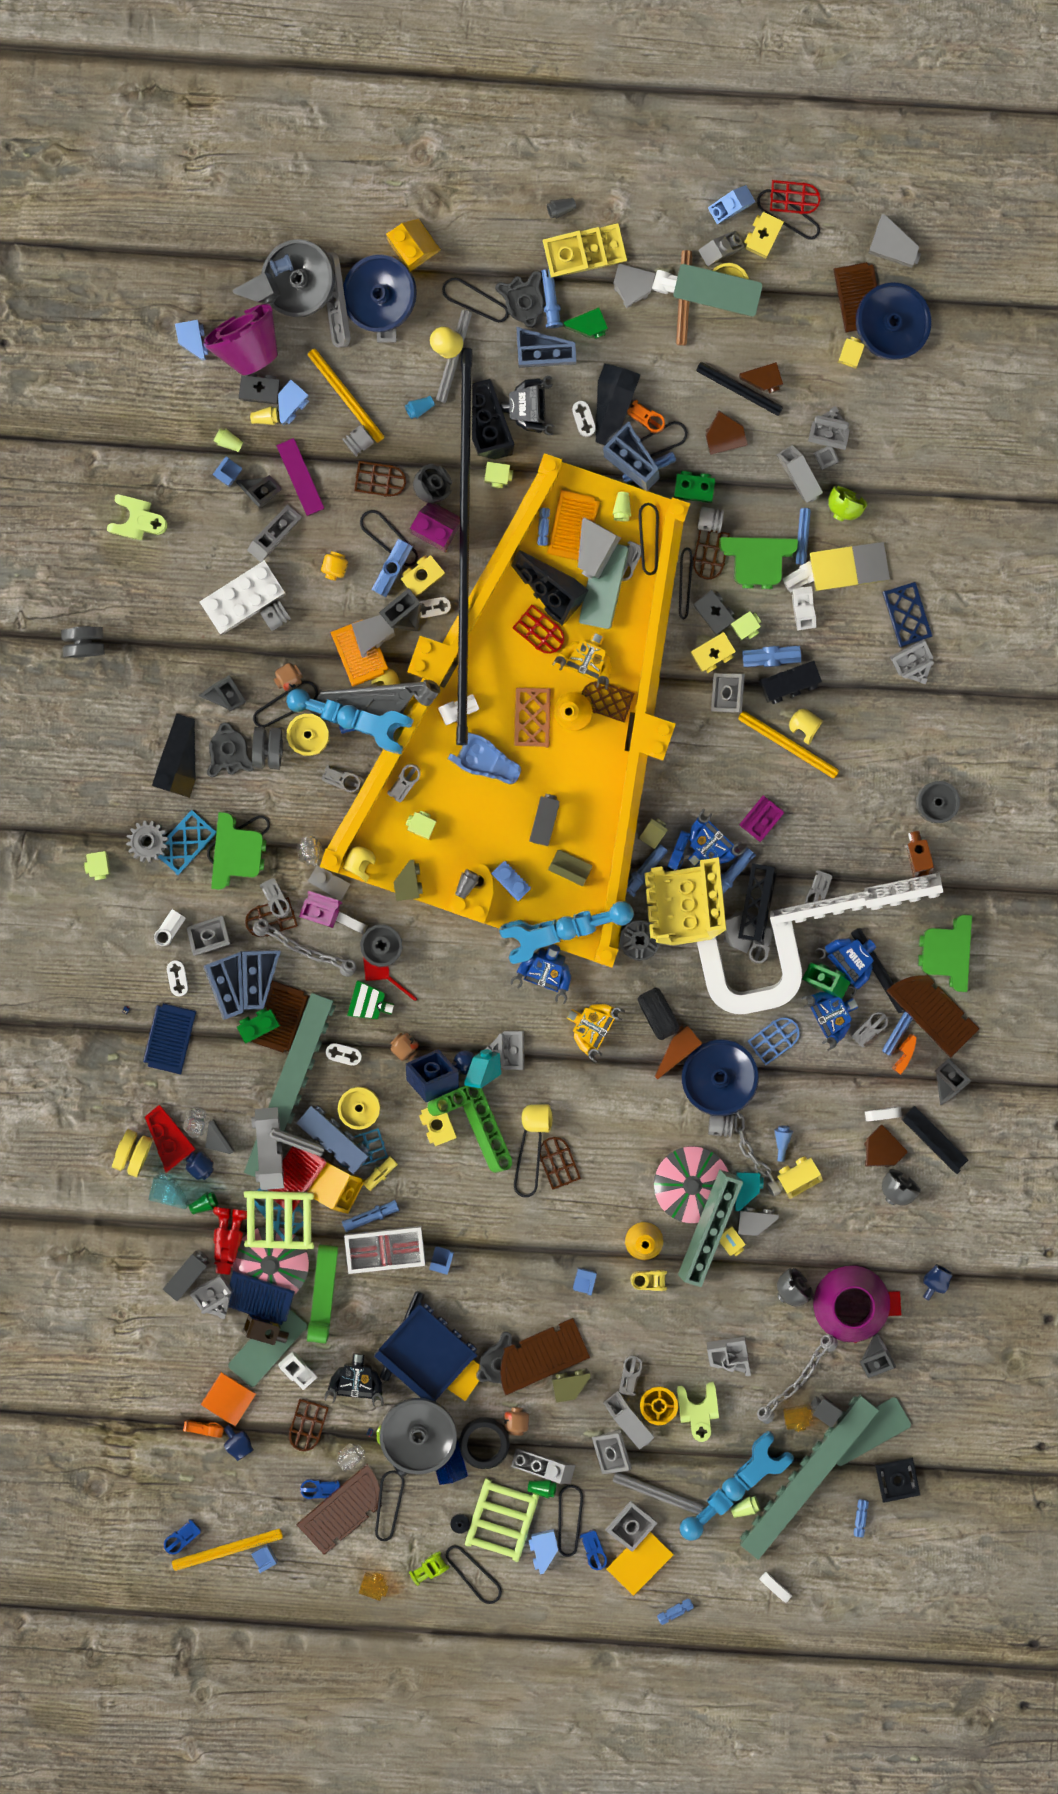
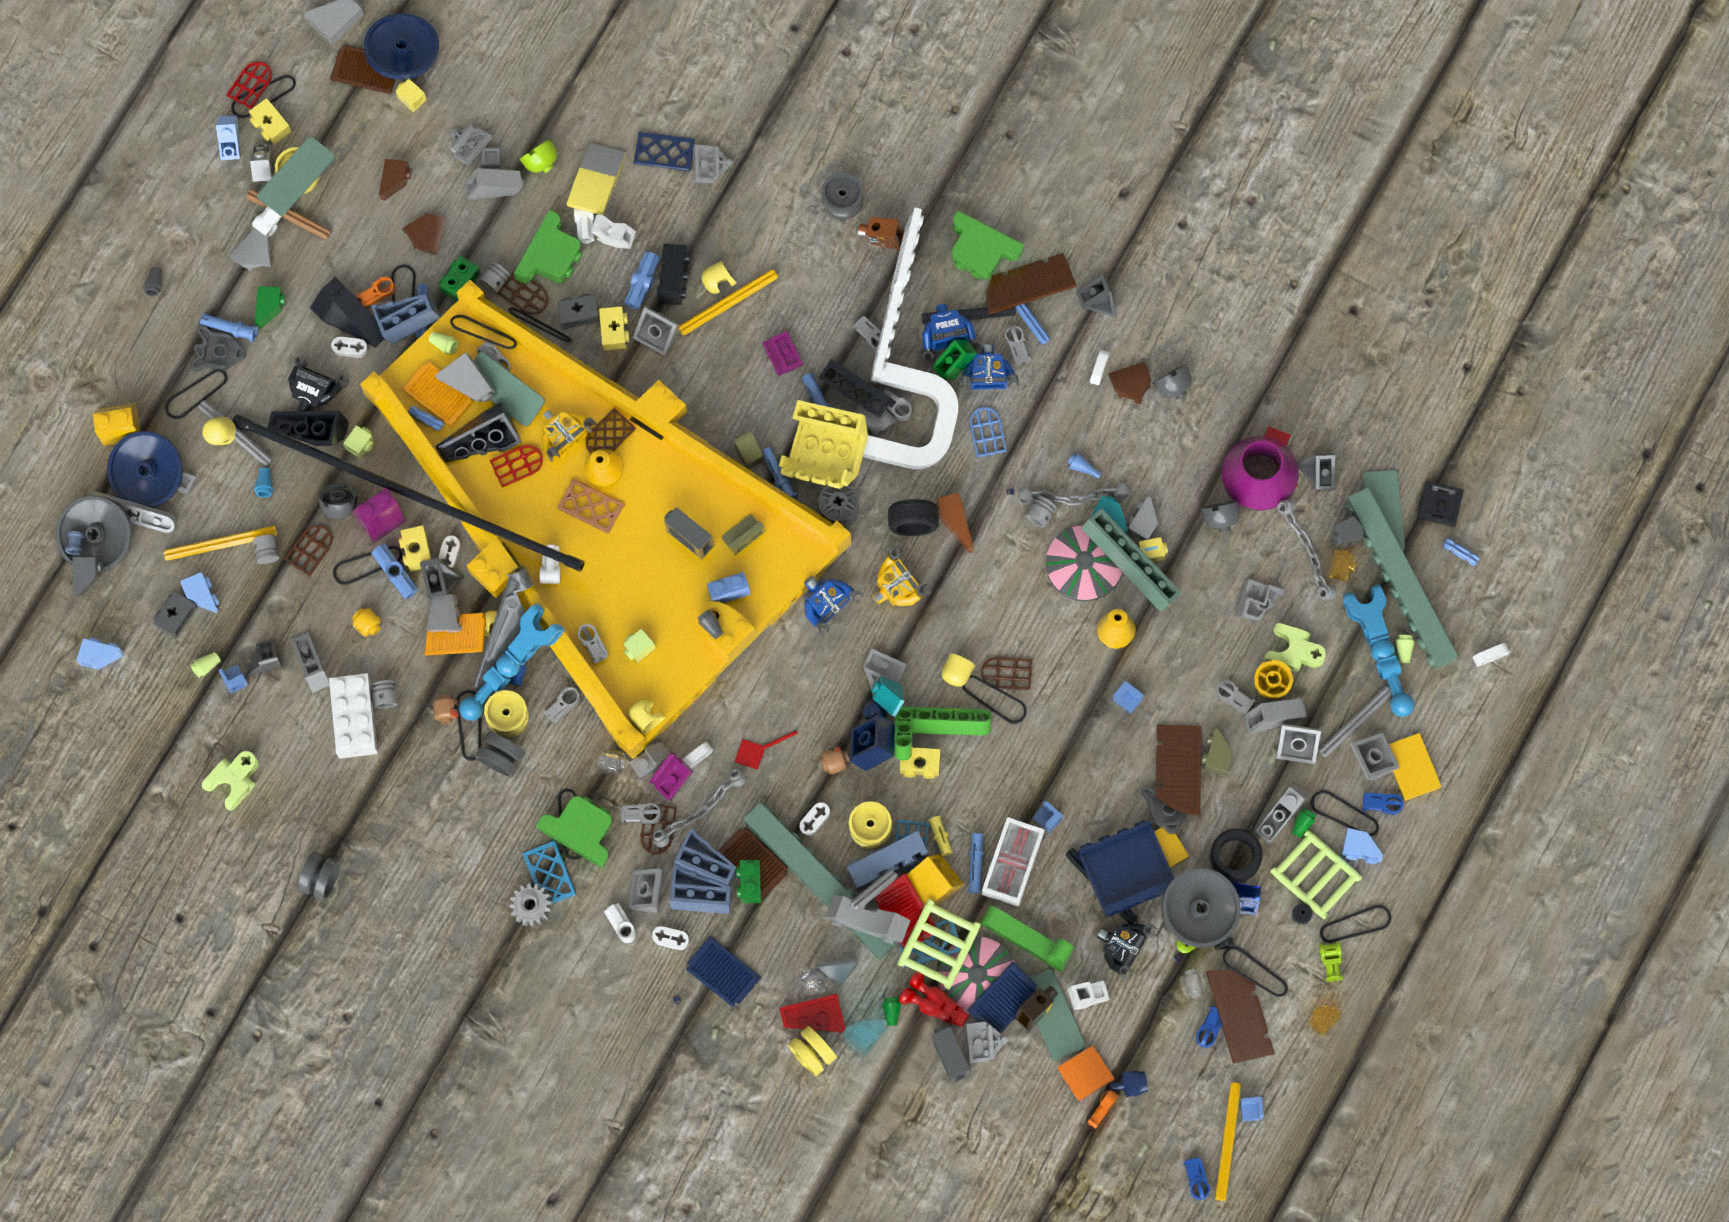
camera: 60 degrees left, 15 degrees down
(97, 865) = (530, 961): yellowish green brick -> none
(177, 763) = (473, 845): black wedge -> none
(199, 1165) = (854, 997): dark blue head -> none
(224, 694) = (431, 773): dark grey slope -> none
(228, 751) = (486, 794): dark grey tile -> none
(245, 341) = (126, 601): magenta cone -> none
(265, 416) = (201, 621): light yellow cone -> none
(300, 477) = (271, 616): magenta tile -> none
(313, 1420) = (1136, 1013): reddish brown window -> none
(368, 1002) = (777, 773): torso -> none
(392, 948) = (740, 742): dark grey wheel -> none
(406, 883) = (686, 683): olive slope -> none
(484, 759) = (607, 562): medium blue animal -> none
(516, 1421) = (1229, 817): medium nougat head -> none
(543, 350) = (270, 352): sand blue wedge -> none
(566, 928) = (795, 559): dark azure piece -> none
(585, 250) = (202, 278): light yellow slope -> none
(650, 1280) = (1156, 637): light yellow piece -> none
(675, 1611) = (1473, 755): medium blue axle -> none
(678, 850) = (775, 437): blue piece -> none
(710, 842) = (779, 406): torso -> none
(720, 1077) = (998, 492): dark blue dish -> none
(739, 388) = (392, 203): black axle -> none
(746, 626) = (604, 289): yellowish green brick -> none
(799, 1177) = (1122, 462): light yellow brick -> none
(803, 533) = (546, 205): medium blue axle -> none
(907, 1048) = (1052, 319): orange slope -> none
(934, 1139) = (1144, 334): black fence -> none
(937, 1280) = (1273, 388): dark blue piece -> none

